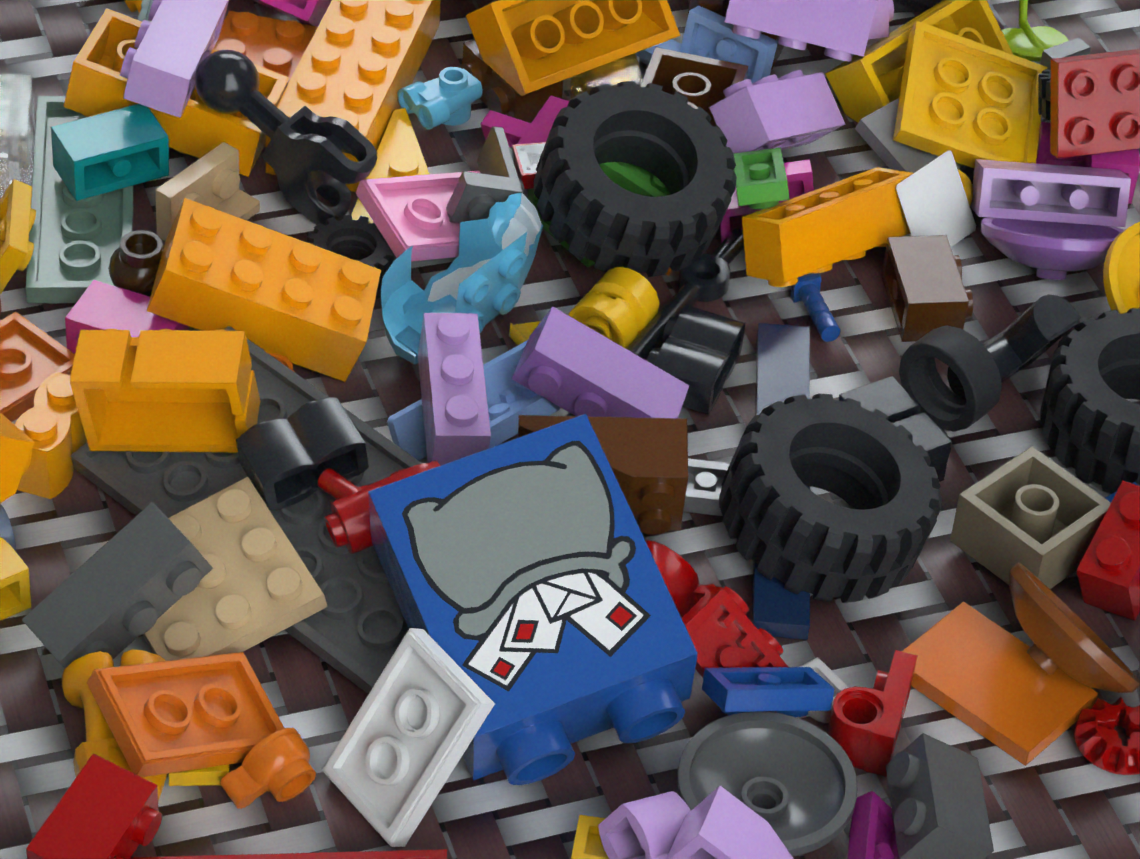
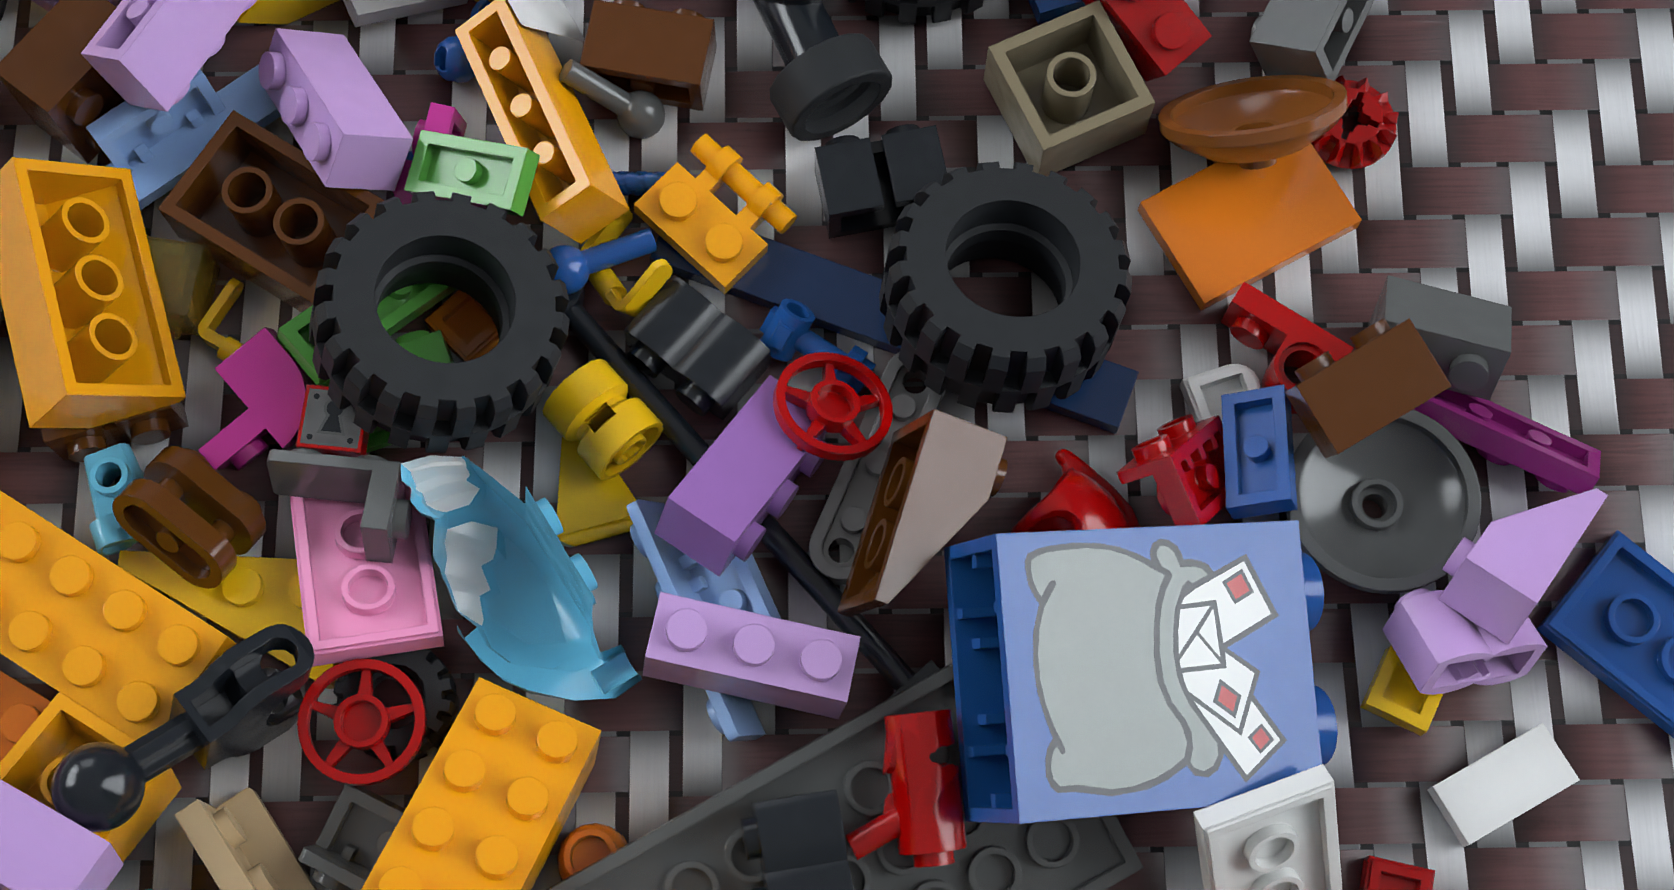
camera: 70 degrees left, 30 degrees up
(328, 225) = (361, 722): none -> red wheel
(464, 113) = (190, 516): none -> reddish brown brick
(682, 408) = (832, 406): none -> red wheel
(723, 270) = (577, 265): none -> blue bar
(731, 410) = (789, 331): none -> blue bar
(741, 301) = (609, 285): none -> yellow piece
(797, 332) = (704, 228): none -> light orange plate
(849, 718) = (1367, 387): none -> reddish brown brick
(876, 298) = (638, 112): none -> dark grey bar

